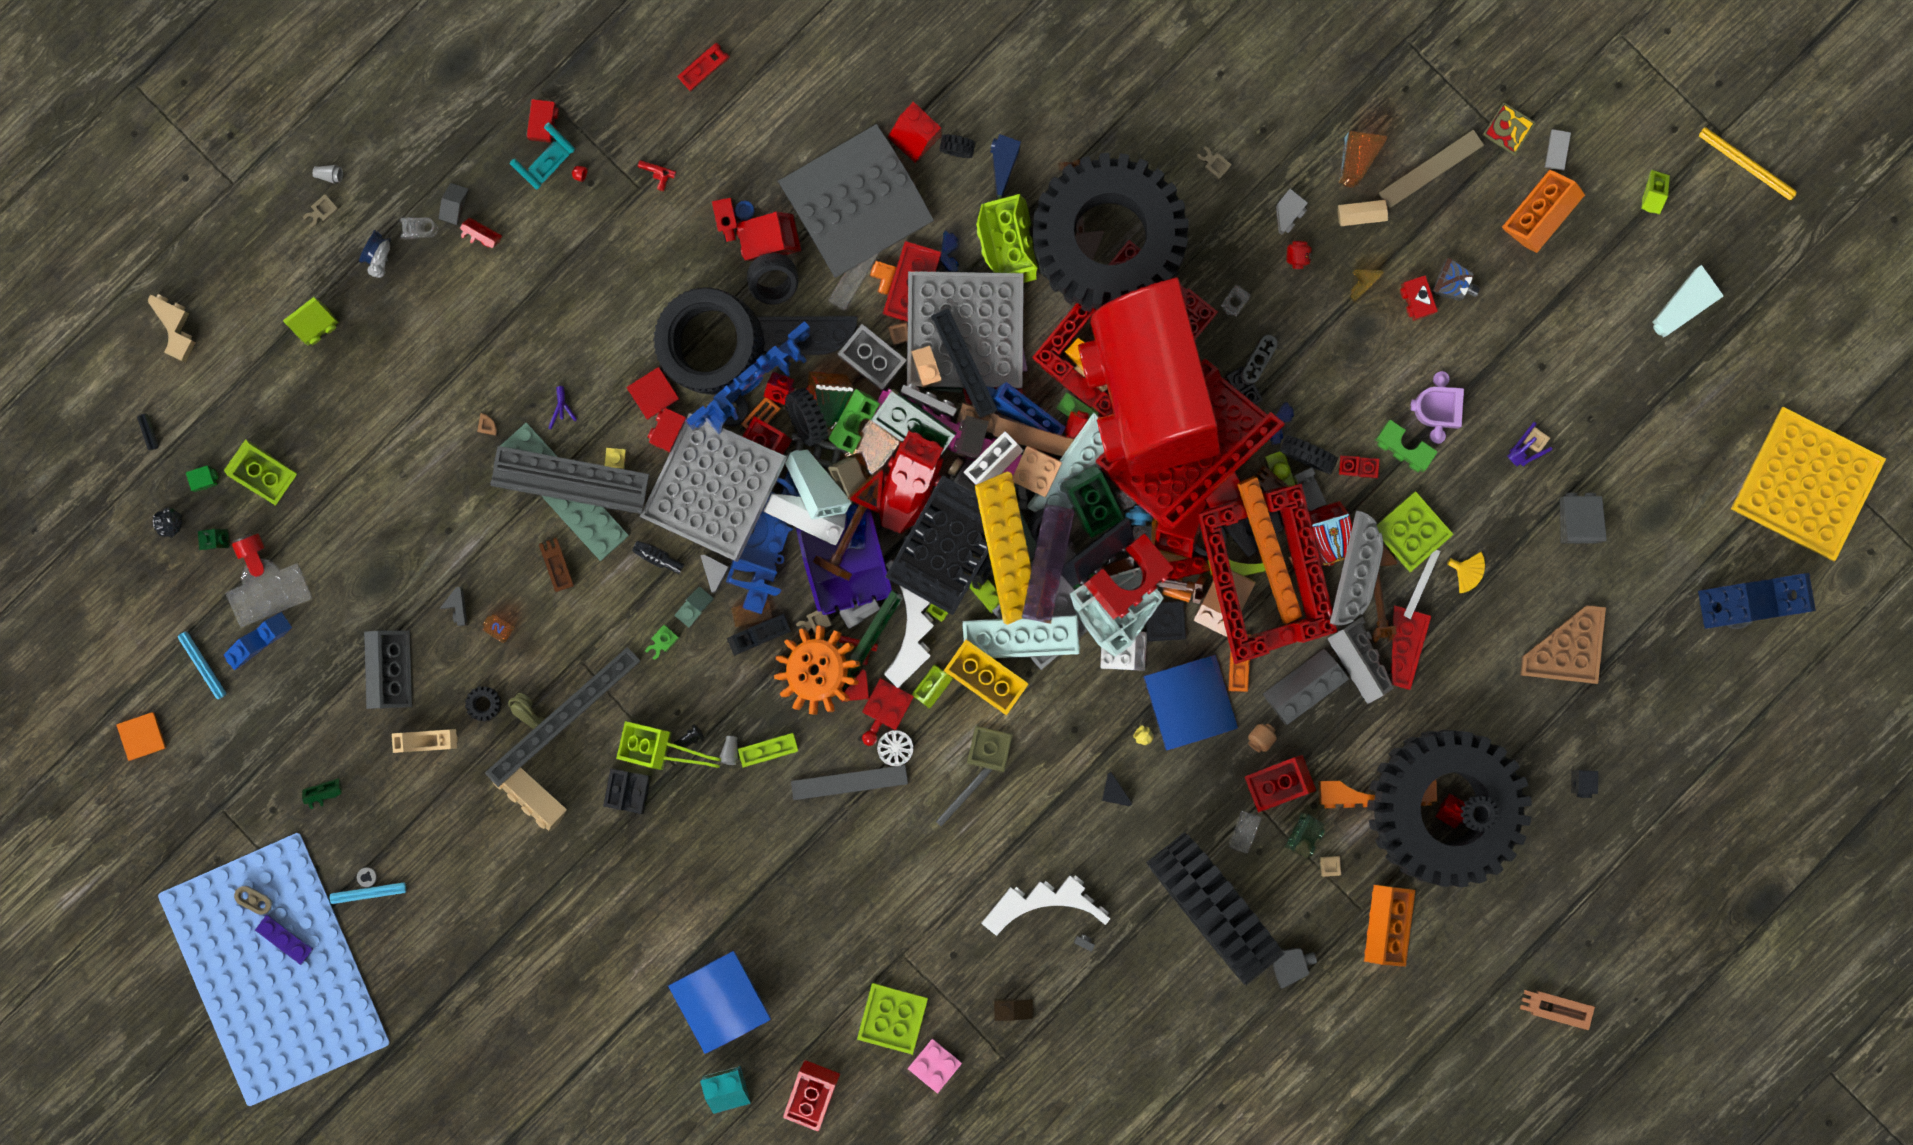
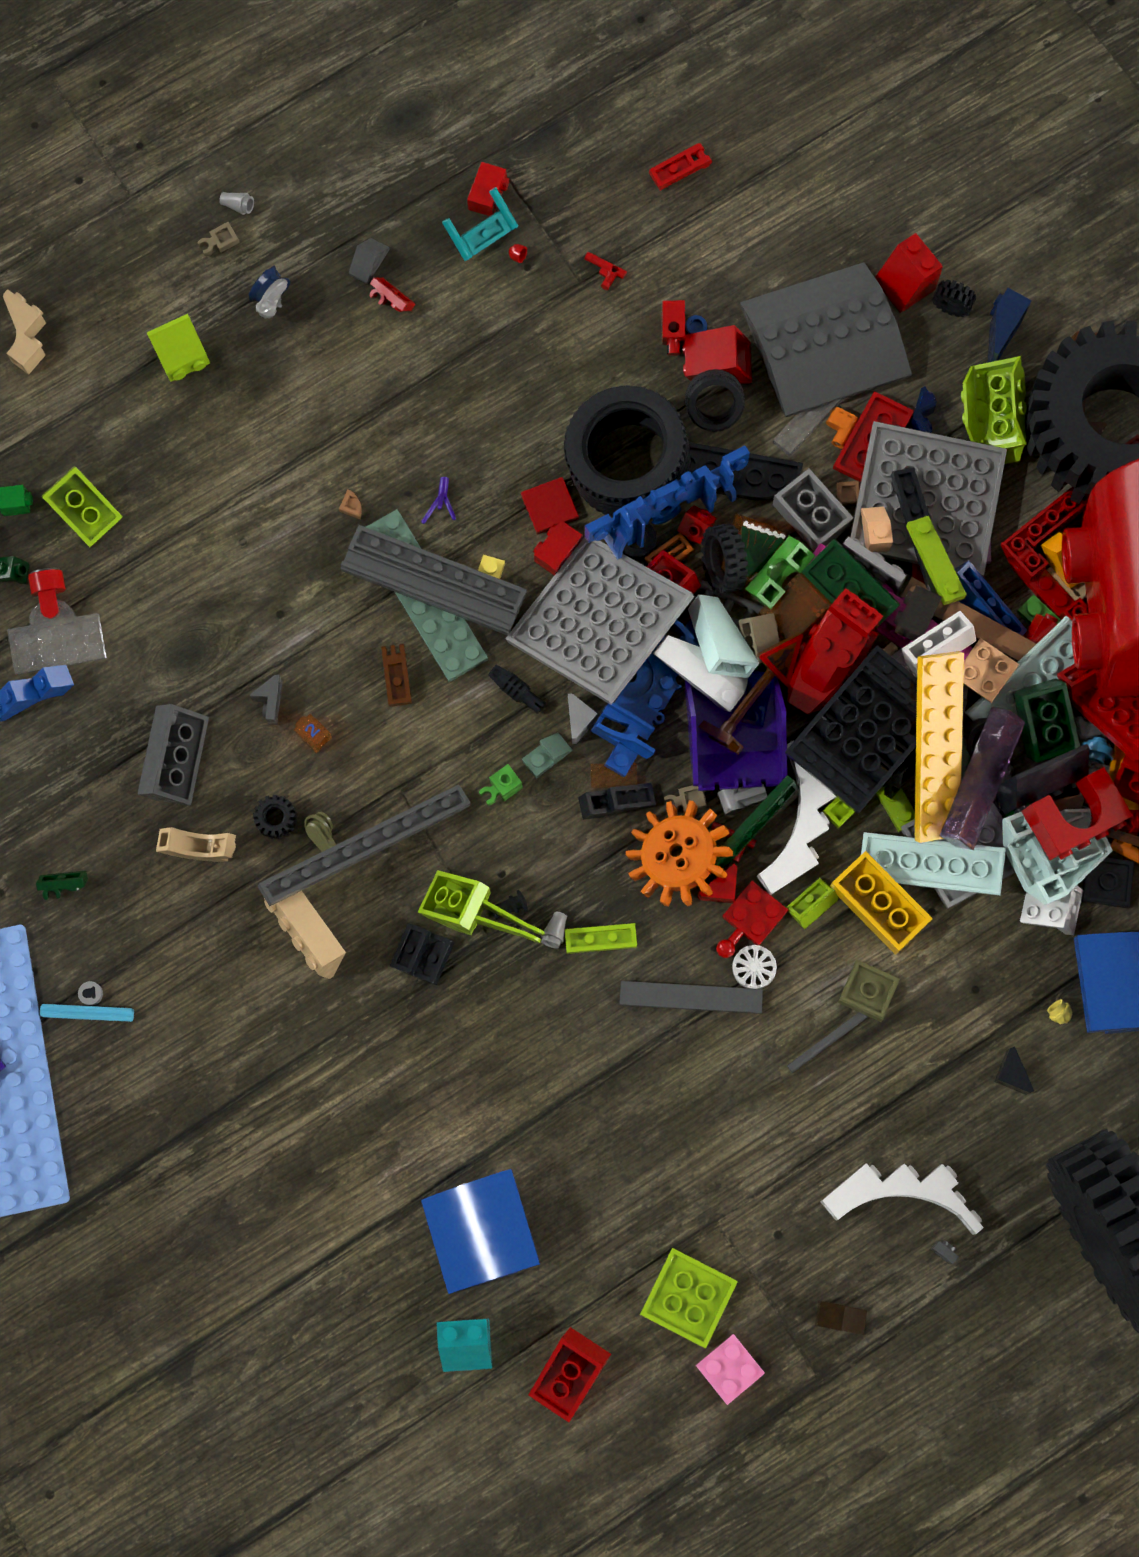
camera: 20 degrees right, 10 degrees down
(414, 228) = (319, 276): clear piece -> none
(979, 388) = (936, 560): none -> lime plate

